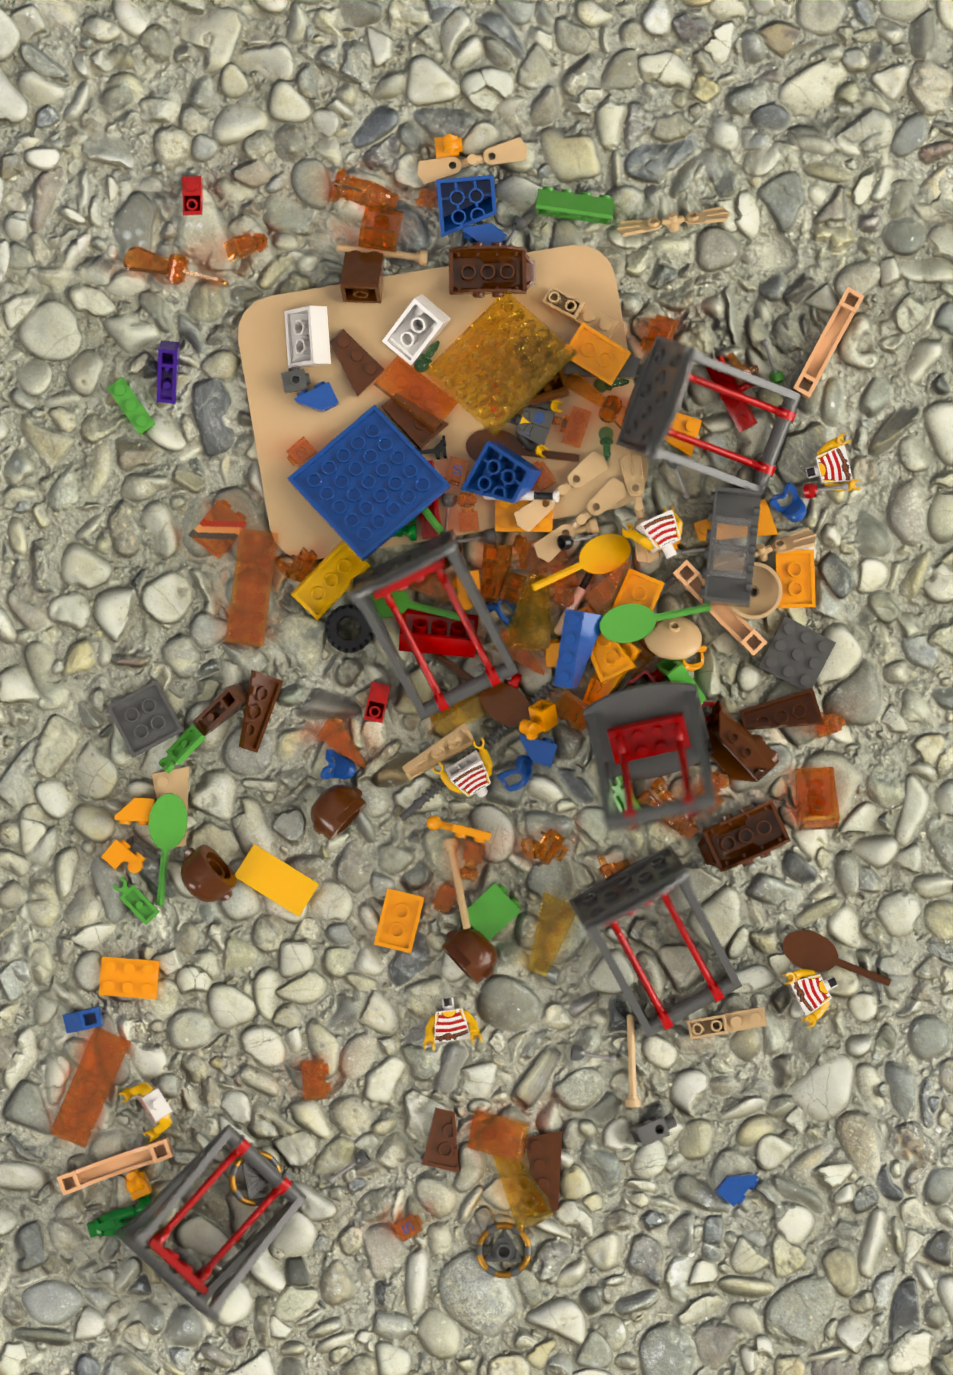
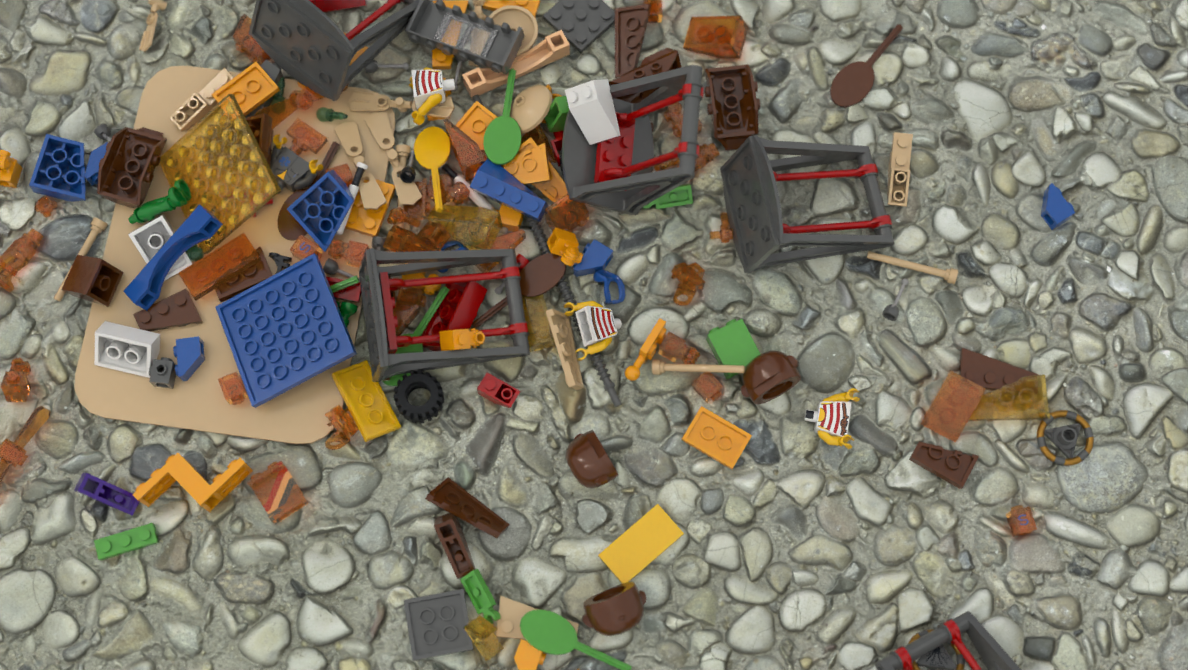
camera: 75 degrees left, 15 degrees down
(146, 764) = (483, 636): none -> clear yellow slope
(201, 448) = (180, 470): none -> light orange bracket
(251, 587) = (346, 478): clear orange plate -> none
(314, 1079) = (850, 567): clear orange bracket -> none
(338, 737) = (524, 438): clear orange slope -> none
(342, 768) = (551, 447): blue piece -> none
(361, 1159) = (942, 547): hinge -> none
(372, 333) = (148, 283): none -> blue arch
(380, 229) = (56, 253): clear orange slope -> none
(405, 652) = (460, 339): none -> light orange brick
(457, 316) = (176, 198): none -> green piece
(506, 152) = (34, 125): tan piece -> none
(551, 930) = (769, 301): clear yellow wing -> none
(574, 206) = (108, 79): bright green slope -> none
(645, 1133) = (984, 265): dark grey torso -> none
(672, 707) = (594, 110): none -> white slope
(811, 992) = (892, 91): torso -> none

